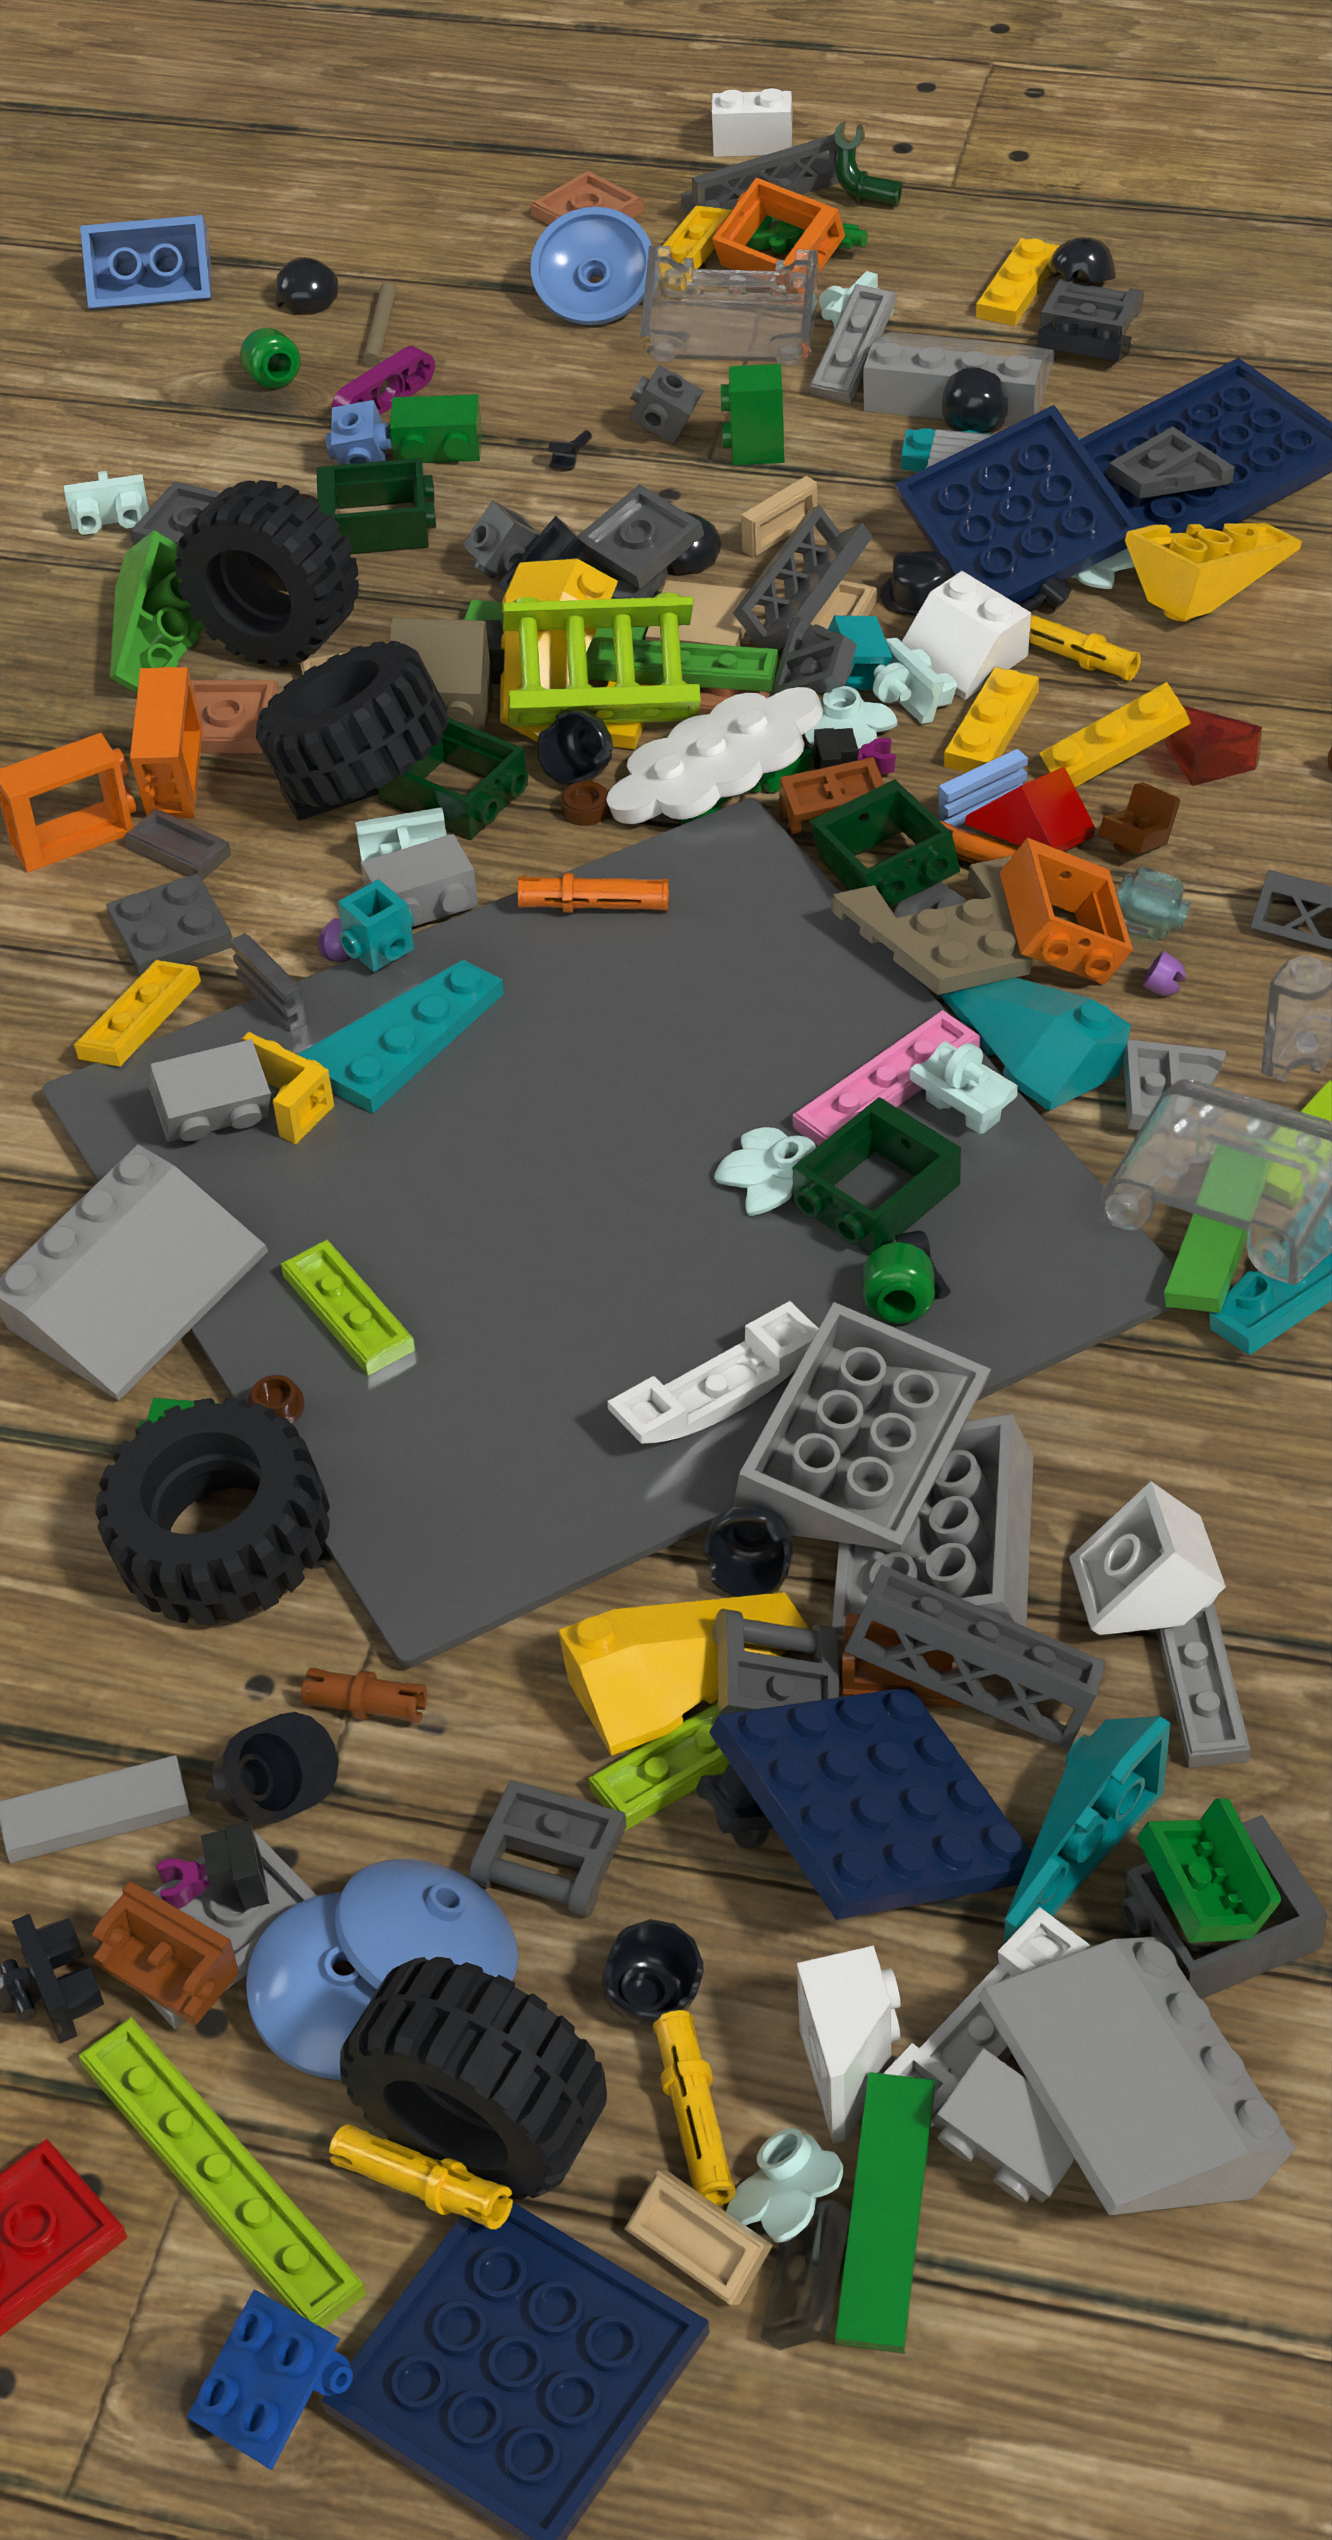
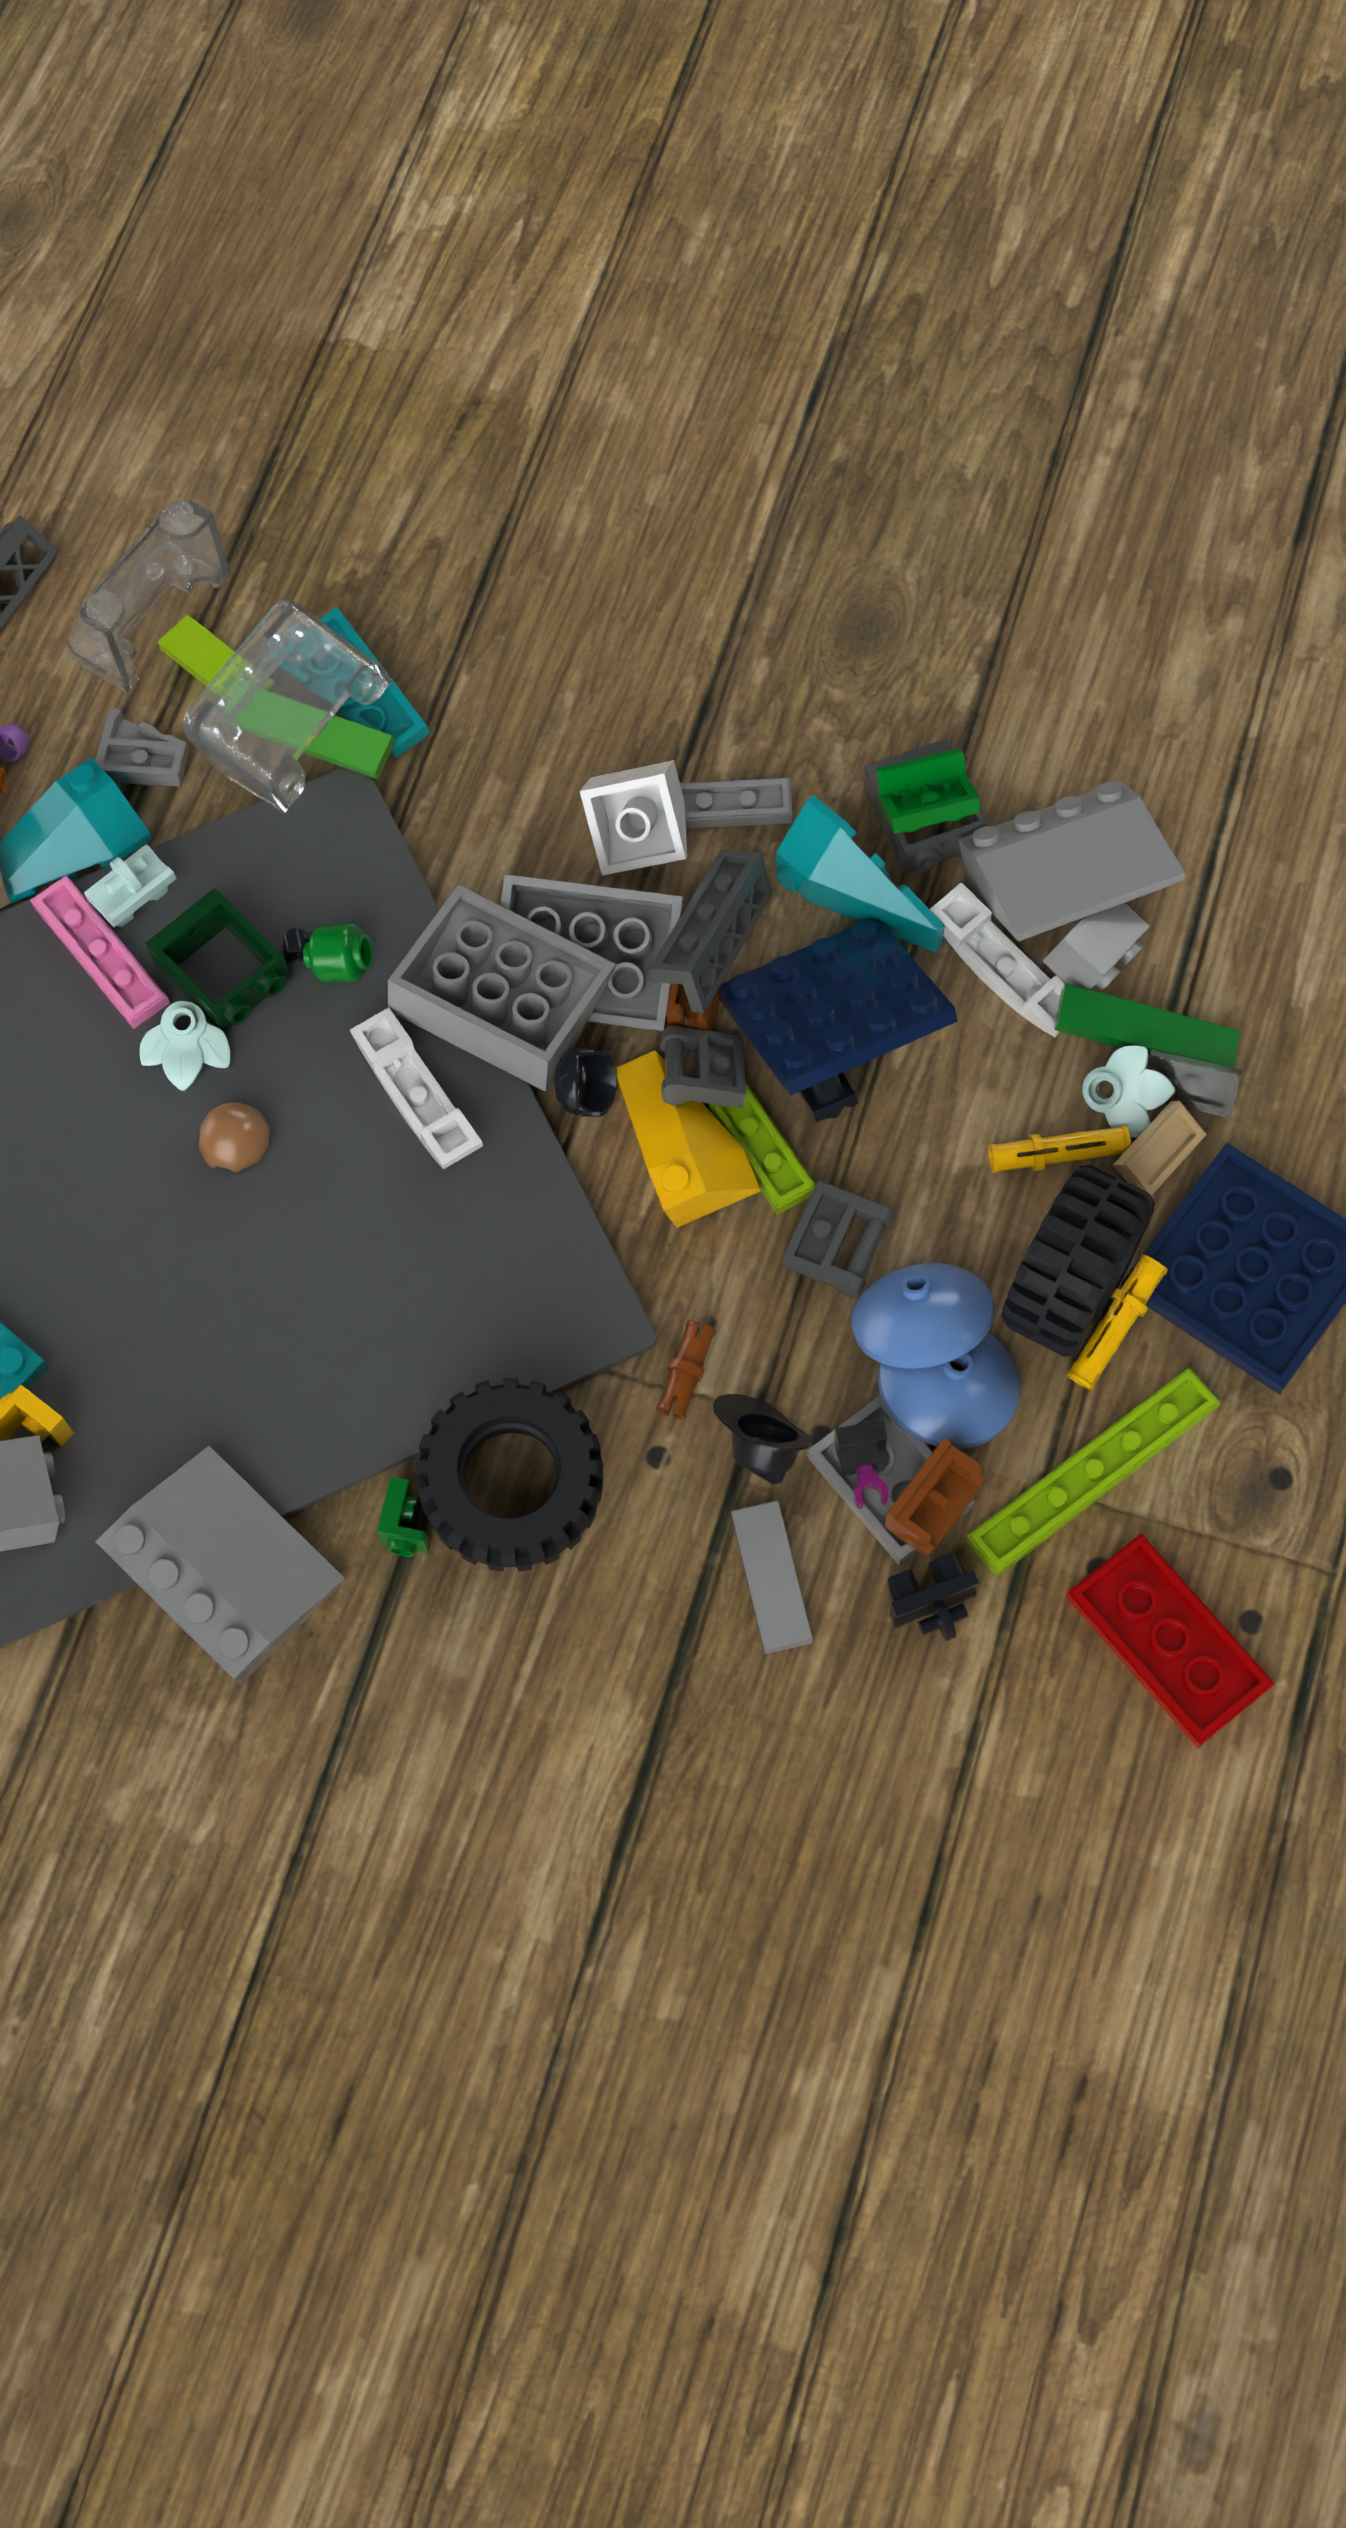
camera: 85 degrees left, 20 degrees up
(267, 2378) = (1272, 1422): blue hinge -> none
(280, 1395) = (386, 1436): reddish brown plate -> none
(348, 1307) = (282, 1382): lime tile -> none
(651, 1222) = (233, 1136): none -> medium nougat hair
(651, 1971) = (958, 1166): black hair -> none
(846, 2030) = (1029, 1036): white slope -> none

